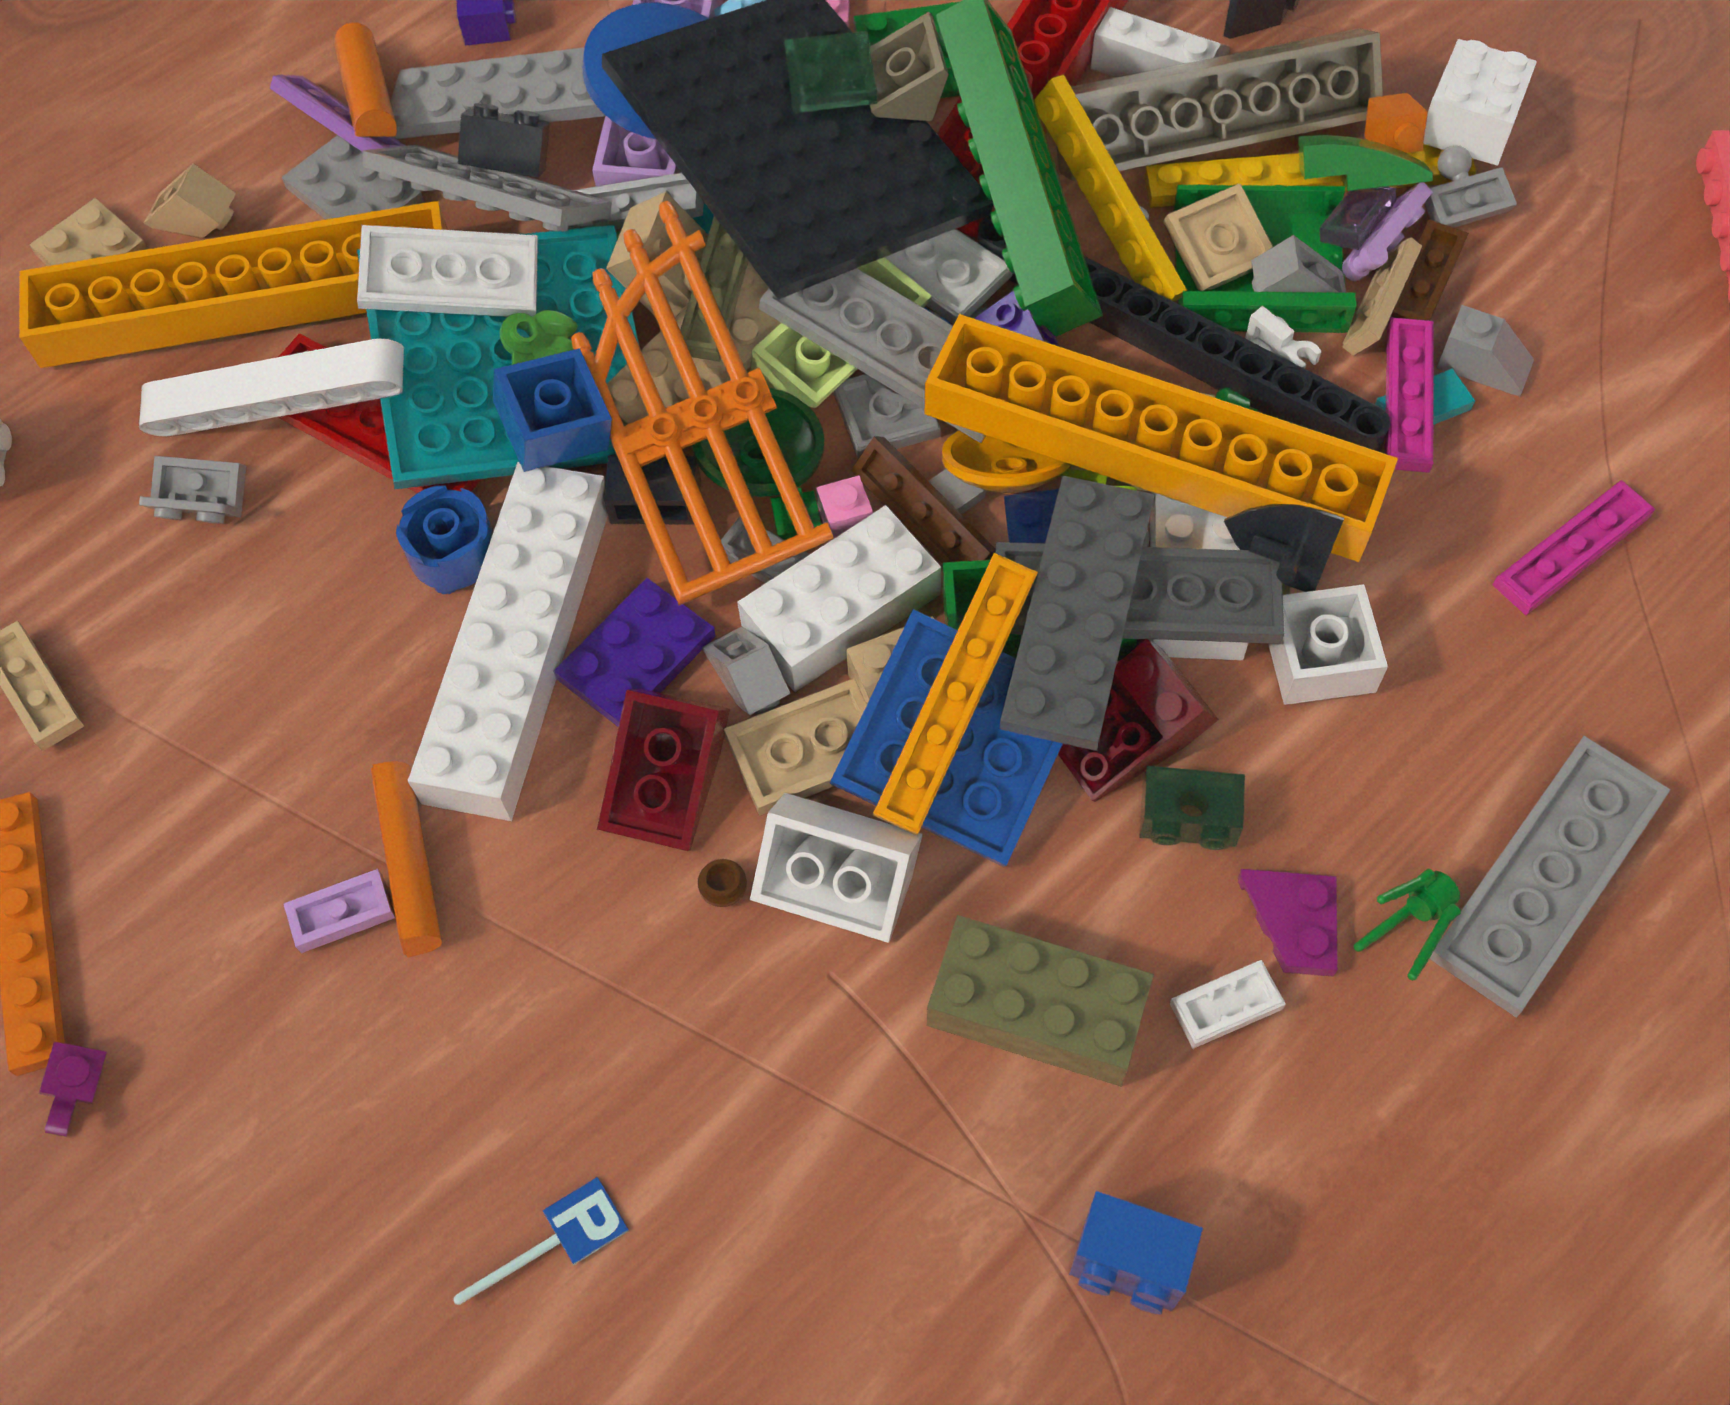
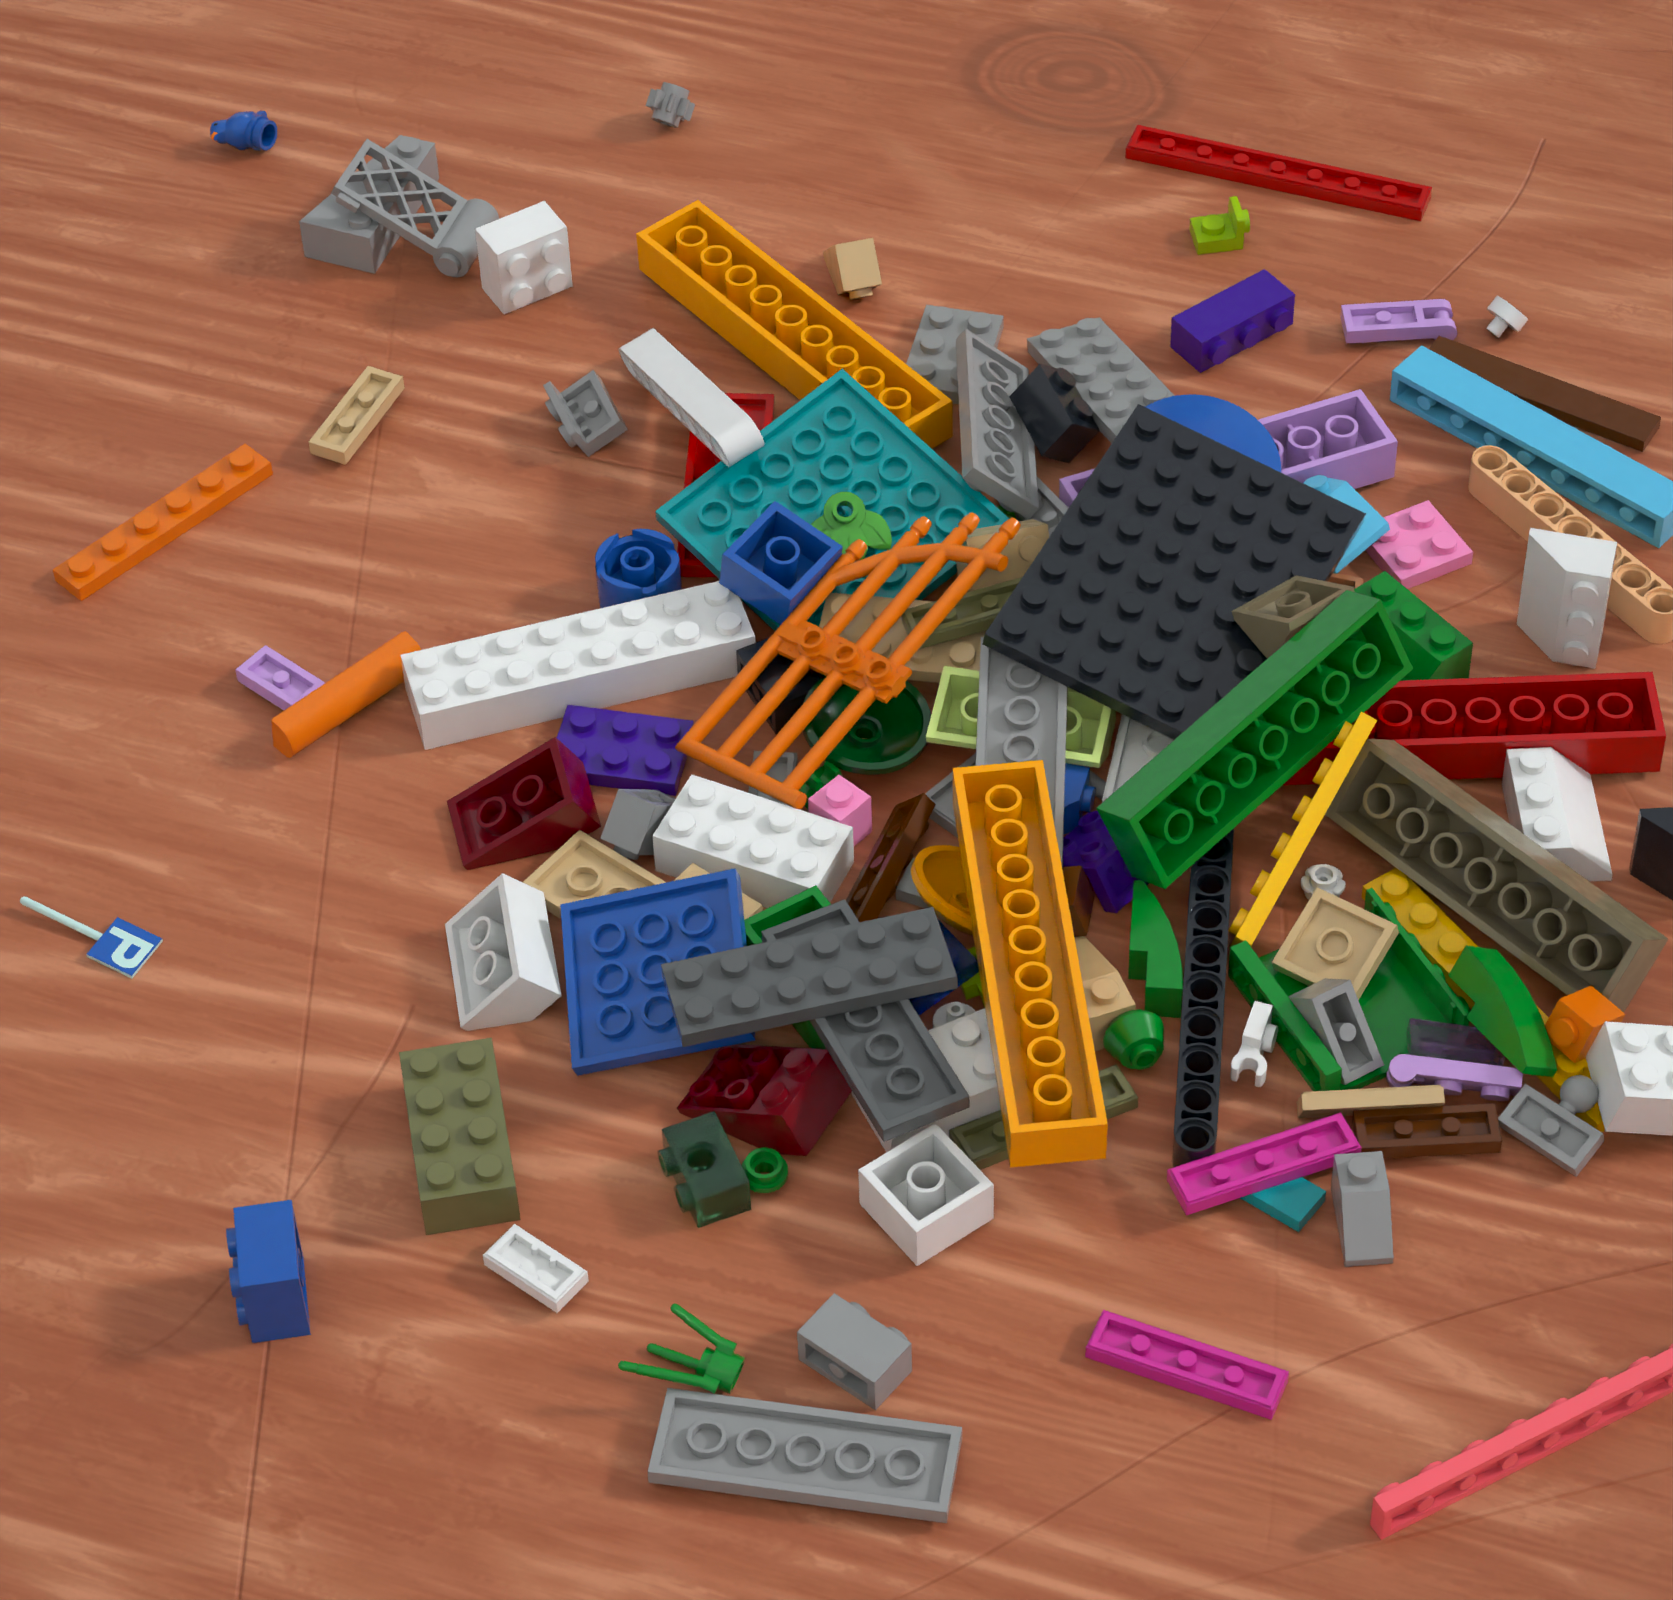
camera: 60 degrees right, 15 degrees down
(70, 1077) = (65, 604): magenta plate -> none
(86, 235) = (779, 229): tan plate -> none
(326, 110) = (1015, 301): medium lavender tile -> none
(364, 82) = (1058, 300): orange brick -> none
(447, 271) = (868, 436): white tile -> none
(722, 882) = (446, 896): reddish brown plate -> none
(830, 71) = (1248, 561): clear green plate -> none
(955, 694) = (681, 937): light orange tile -> none
(1143, 355) = (1155, 954): none -> green slope
(1214, 750) = (768, 1161): none -> green plate
(1289, 535) = (977, 1092): black shield -> none
(1297, 917) = (646, 1289): magenta wing -> none
(1458, 779) = (855, 1350): none -> light grey brick

